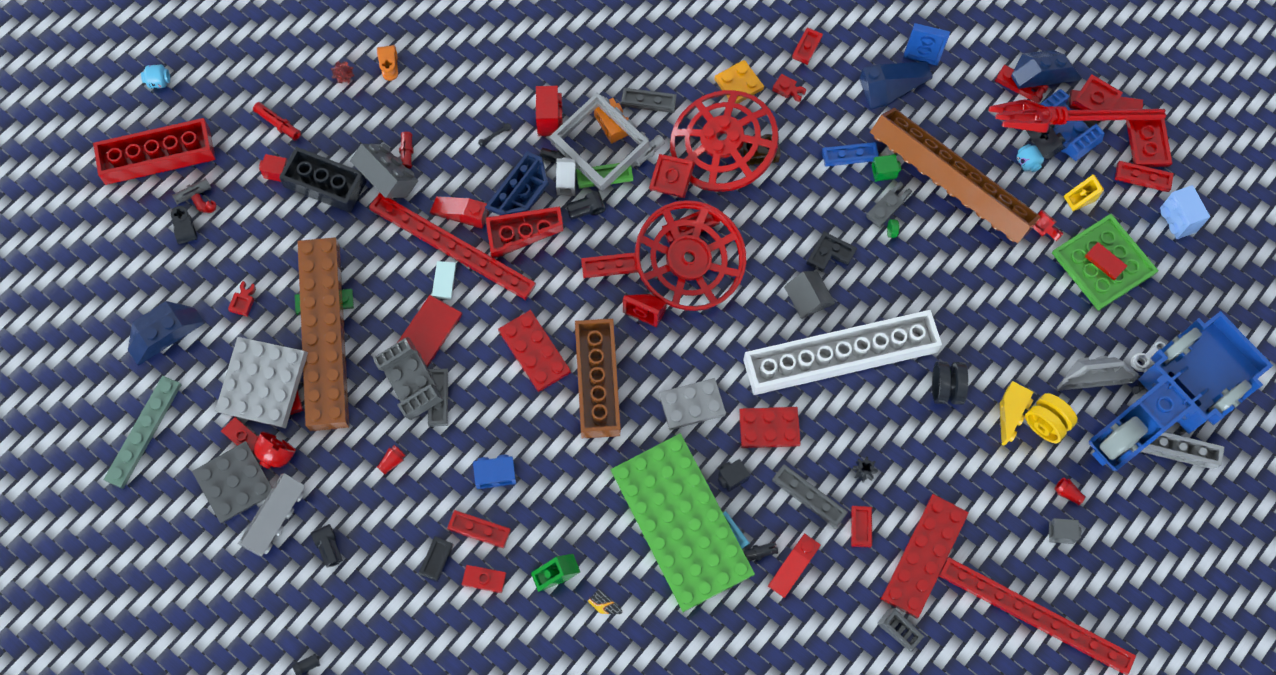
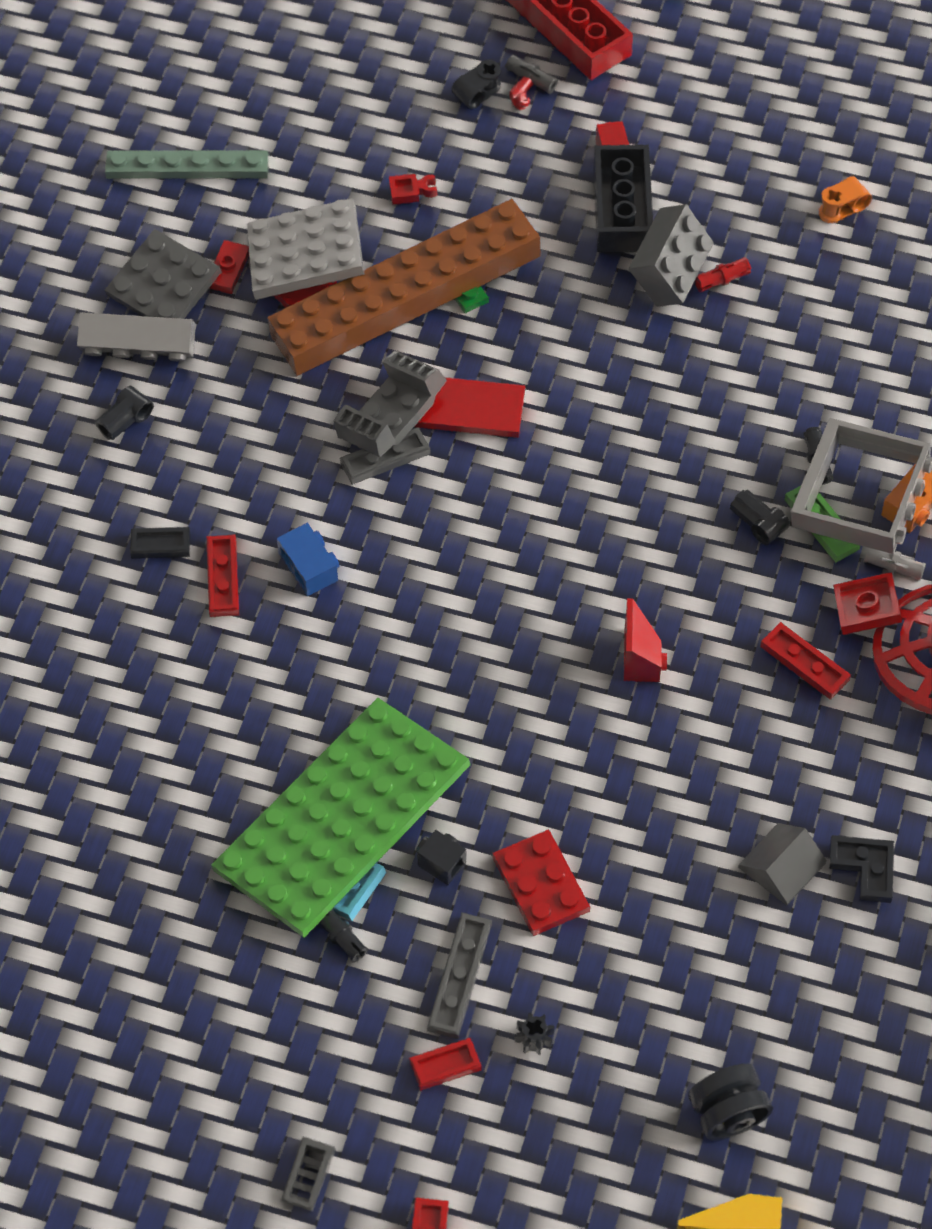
camera: 70 degrees right, 10 degrees down
(161, 329) = (329, 125): dark blue wedge -> none
(272, 451) = (222, 300): red cylinder -> none
(281, 124) = (675, 138): red pin -> none
(342, 72) = (802, 154): clear red gear -> none
(391, 459) = (274, 436): red cone -> none
(444, 280) = (556, 395): light aqua tile -> none
(453, 246) = (609, 388): red plate -> none
(461, 210) = (669, 374): red slope -> none
(484, 579) = (156, 608): red plate -> none
(507, 127) = (829, 378): black hinge -> none
(521, 187) = (735, 419): dark blue wedge -> none
(521, 229) = (676, 449): red wedge -> none
(534, 351) = (508, 541): red plate -> none
(548, 110) = (878, 403): red brick -> none
(555, 572) = (201, 686): green slope -> none
(566, 176) = (786, 469): slope -> none
(597, 378) = (501, 626): dark orange brick -> none
(604, 604) = (183, 766): sticker -> none
(609, 265) = (685, 582): red plate -> none
(692, 404) = (527, 767): light grey plate -> none
(697, 248) = (756, 655): red dish -> none
(794, 565) = (344, 988): slope -> none
(842, 352) = (707, 936): white brick -> none
(924, 556) = (440, 1168): red plate -> none

